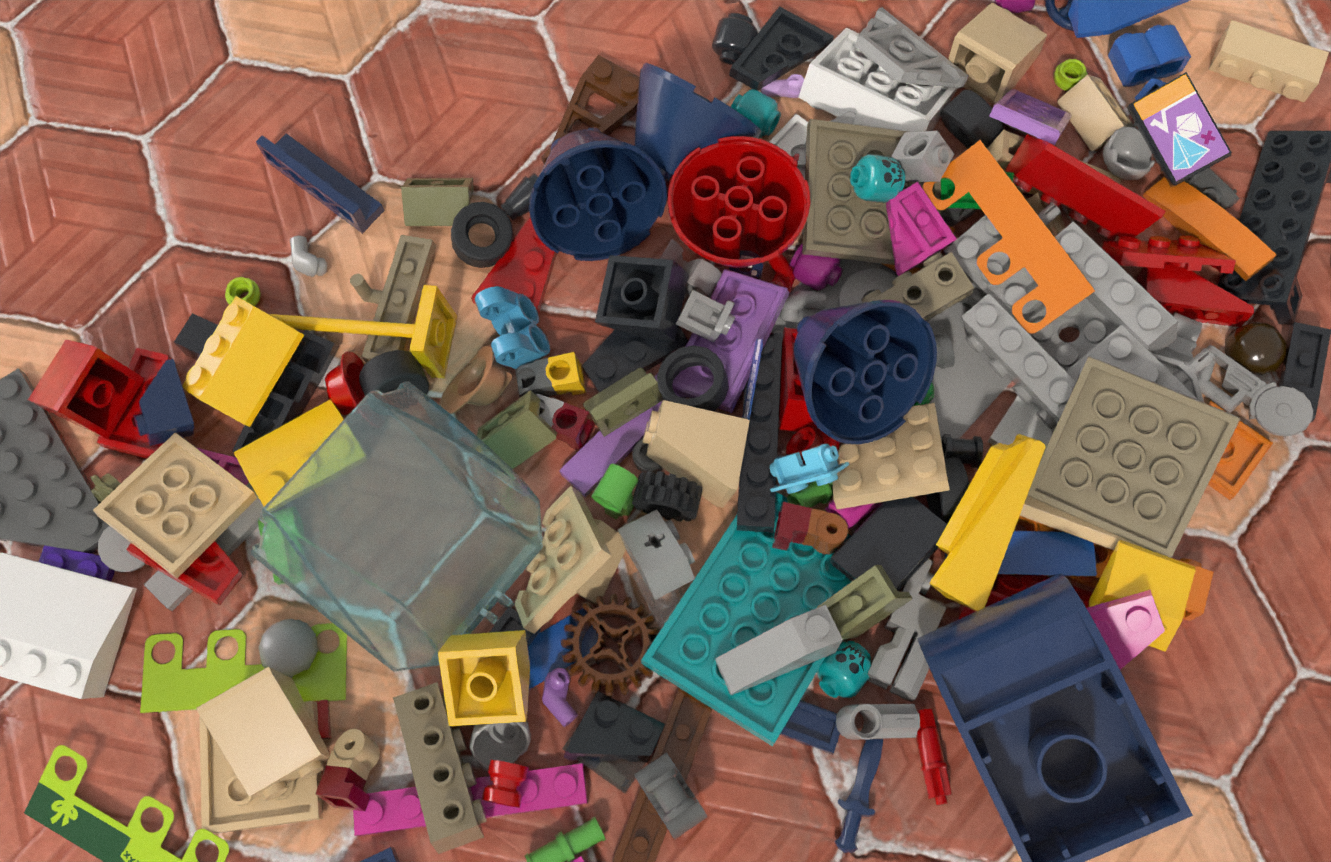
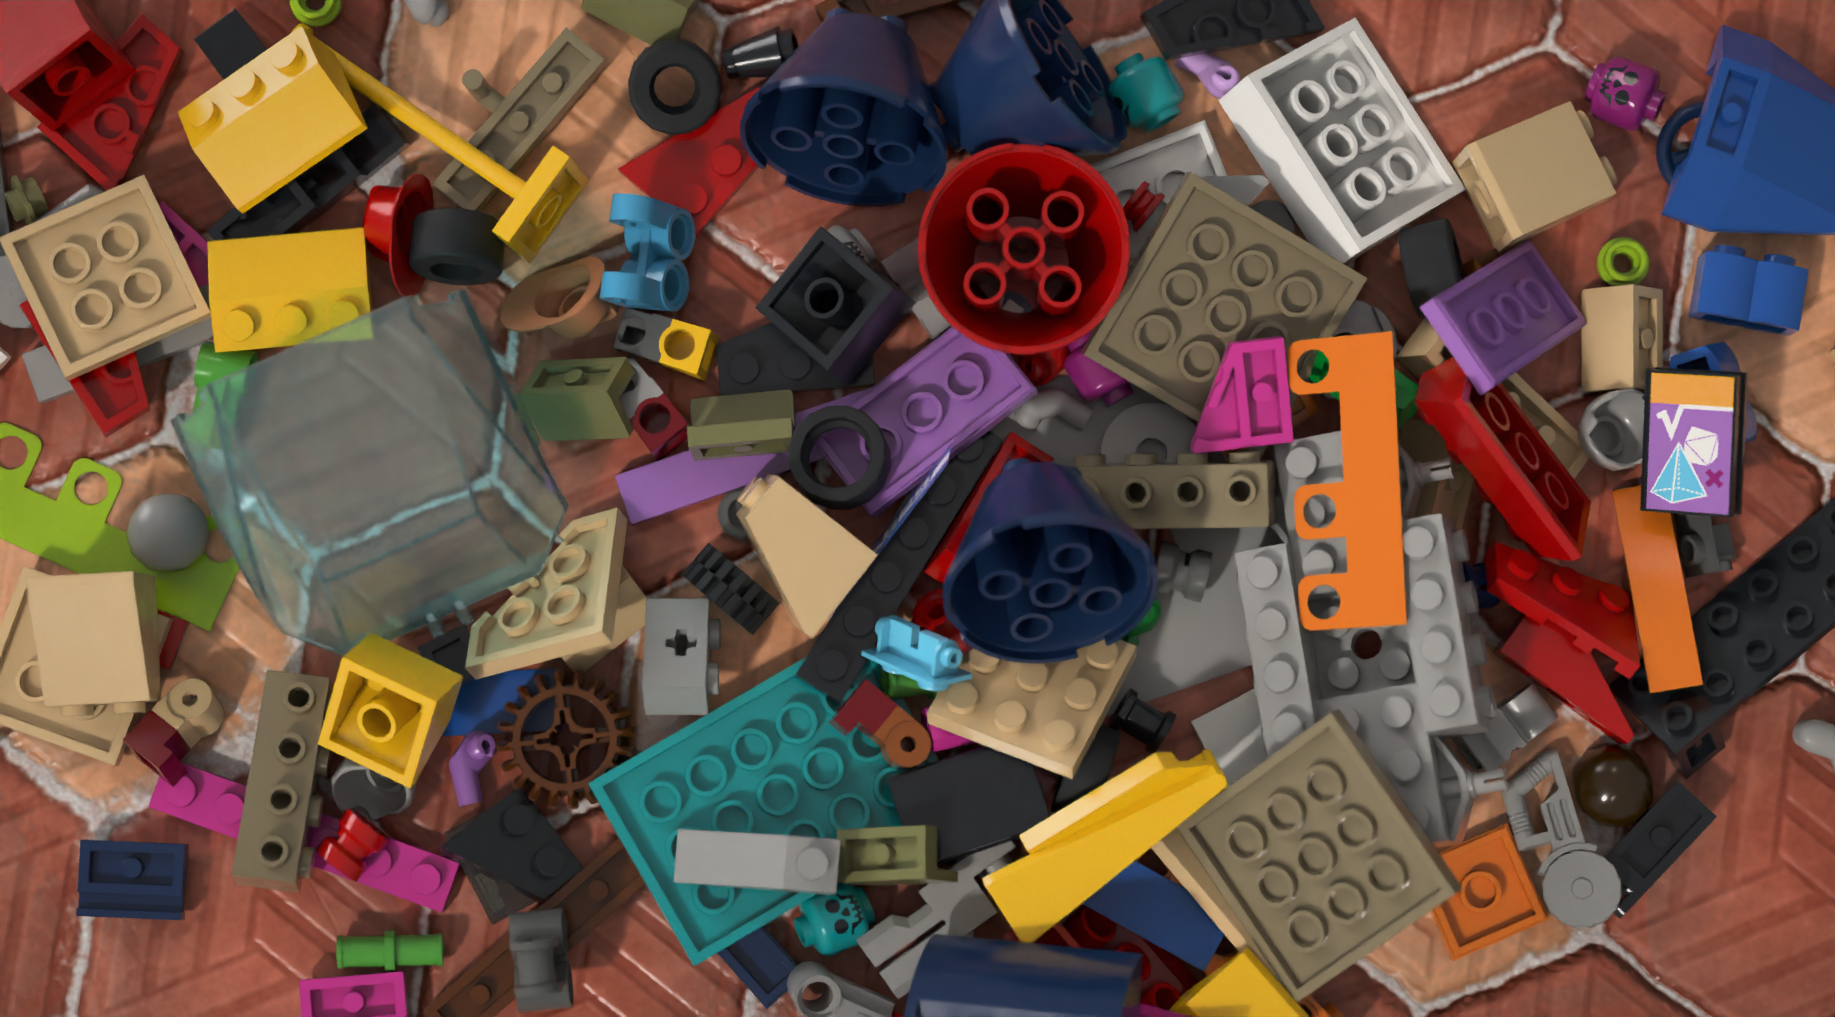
camera: 25 degrees right, 15 degrees up
(164, 407) = (144, 132): dark blue slope -> none
(615, 491) = (665, 551): bright green piece -> none
(706, 316) = (905, 375): light grey bracket -> none
(877, 178) = (1230, 307): teal head -> none
(905, 54) = (1401, 114): light grey wing -> none
(923, 156) = (1307, 308): light grey brick -> none

